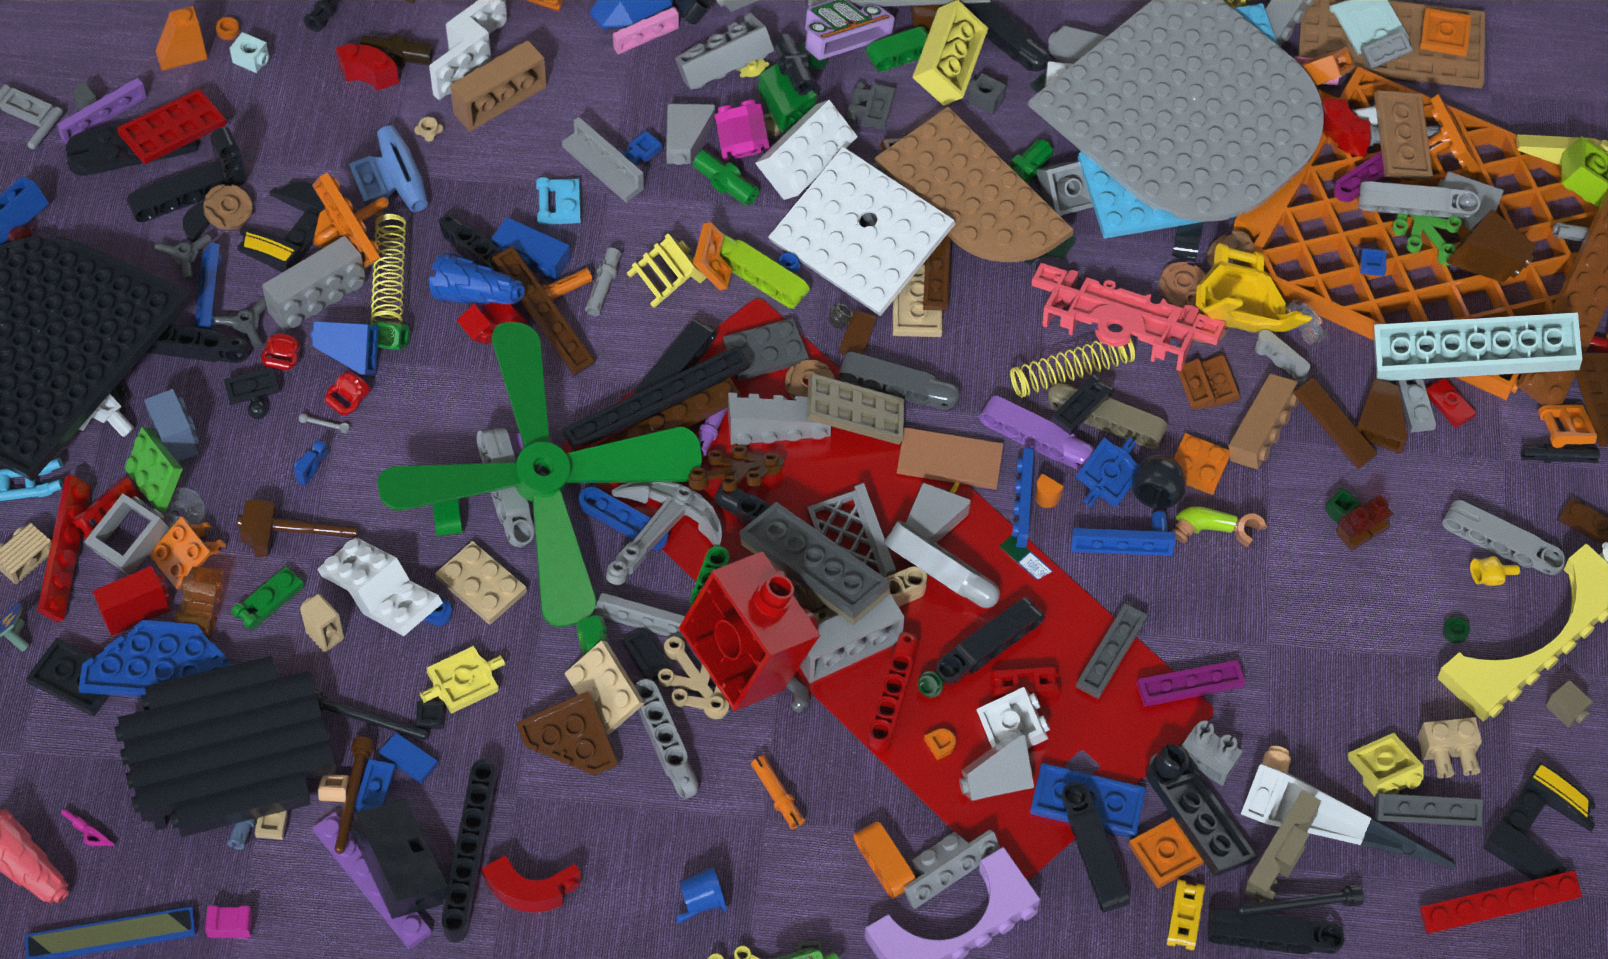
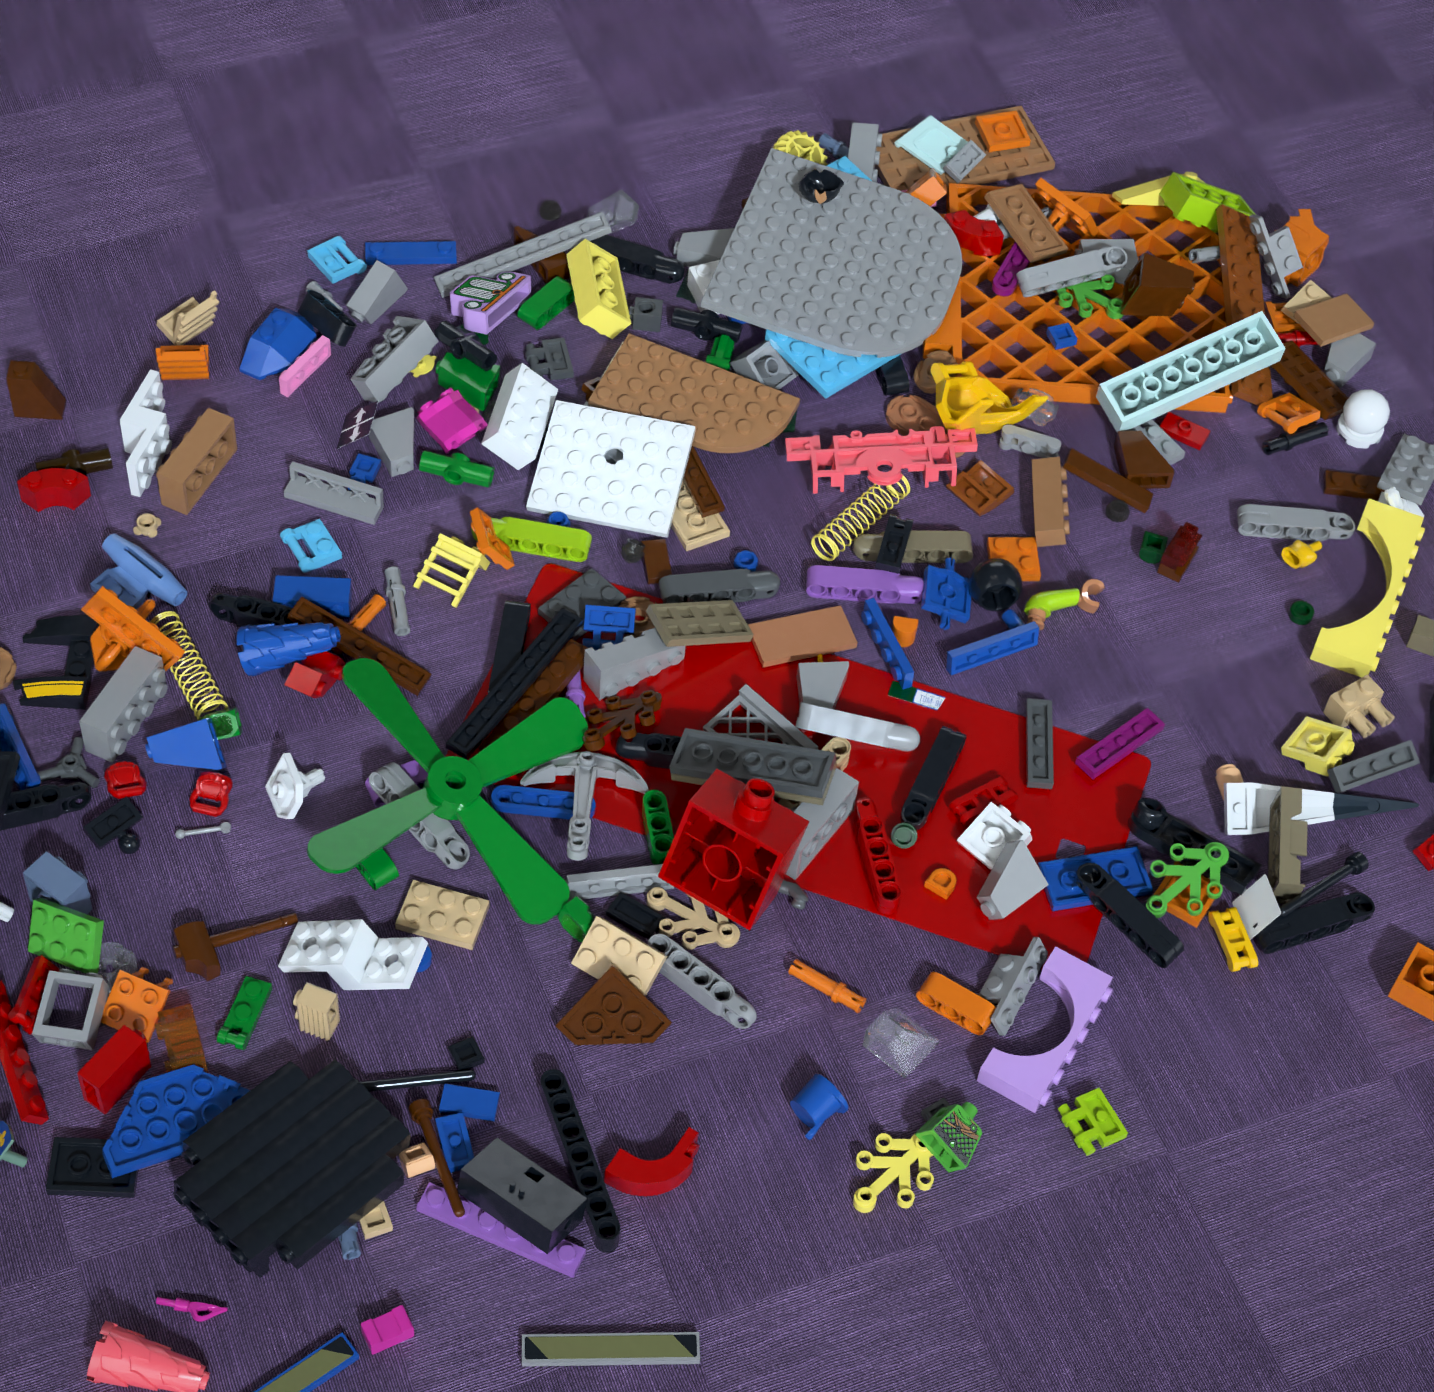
camera: 30 degrees left, 5 degrees down
(308, 464) = (212, 875): blue plate -> none
(412, 414) = (289, 786): none -> white piece
(462, 679) = (479, 1008): light yellow plate -> none
(659, 103) = (357, 424): none -> black sticker
(775, 373) = (607, 620): none -> blue plate
(813, 869) = (899, 1041): none -> clear slope
(939, 367) = (746, 560): none -> blue tile
(1034, 125) = (705, 324): none -> black piece
(1170, 838) = (1189, 876): none -> bright green plant
(1206, 27) = (820, 186): none -> black hair
(1211, 754) = (1177, 794): light grey brick -> none
(1221, 894) = (1257, 906): none -> white sticker
(1330, 457) = (1117, 511): none -> clear smoke plate

